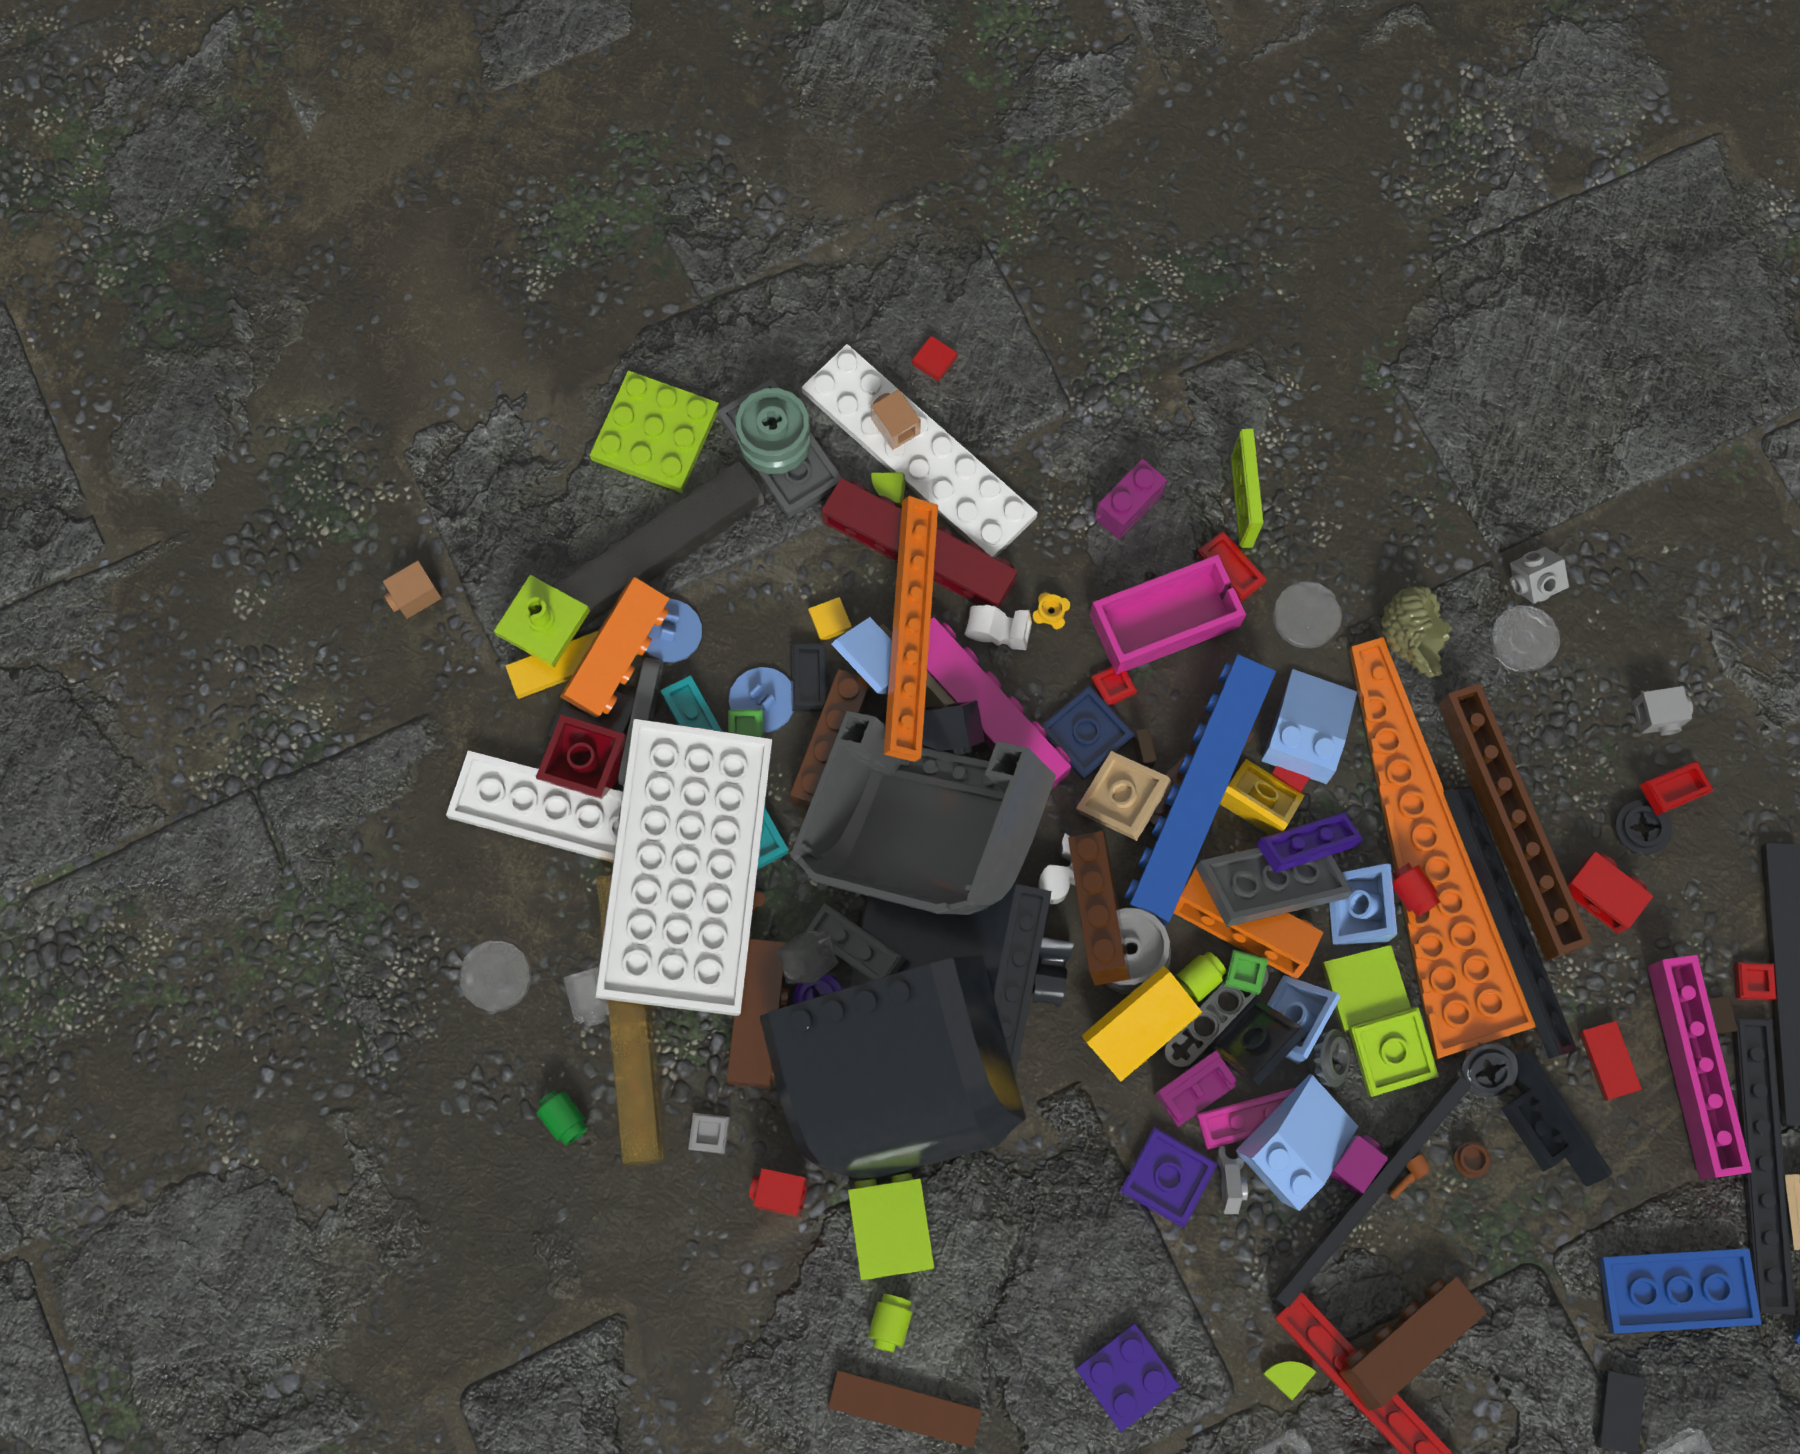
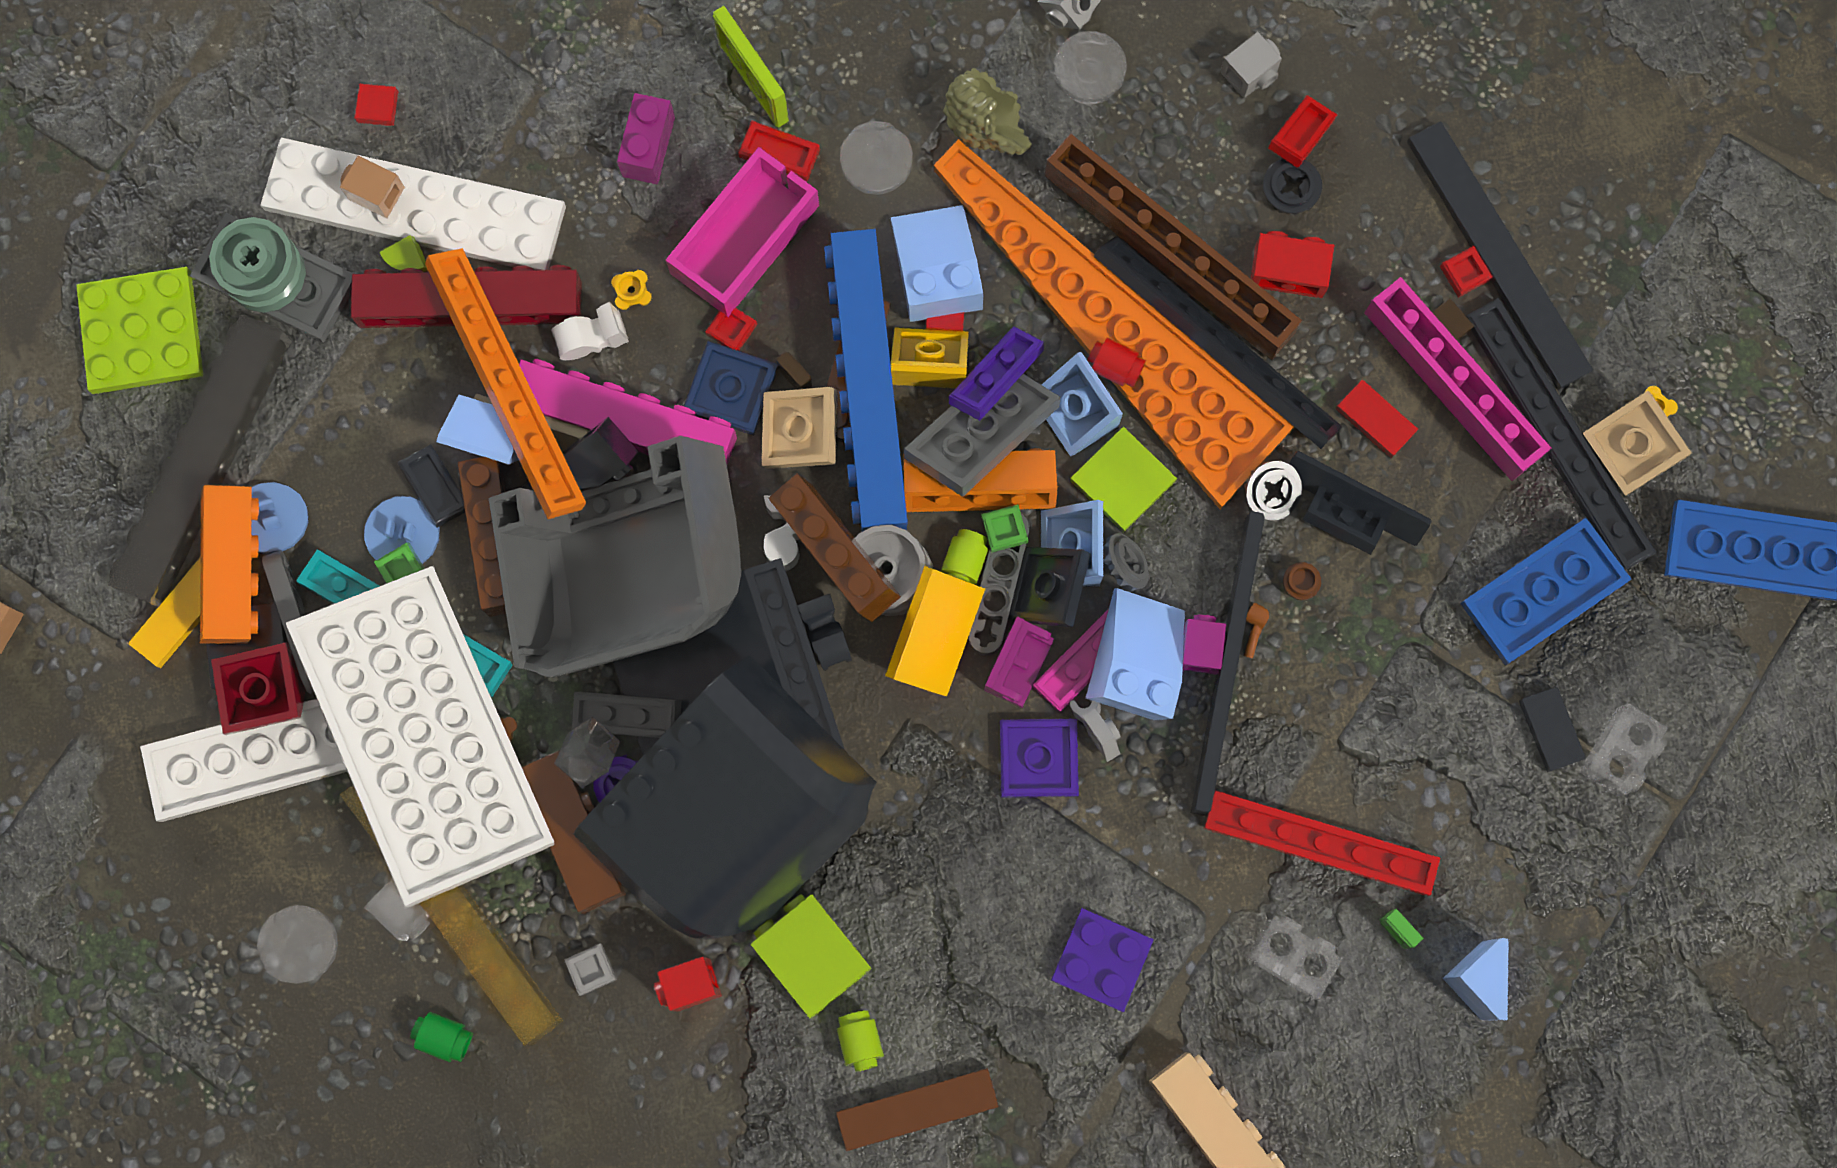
camera: 30 degrees left, 5 degrees up
(542, 620) = (137, 579): lime tile -> none
(830, 619) = (422, 418): yellow tile -> none
(1289, 1377) = (1246, 872): lime tile -> none
(1393, 1051) = (1178, 523): lime tile -> none
(1412, 1342) = (1337, 776): reddish brown brick -> none

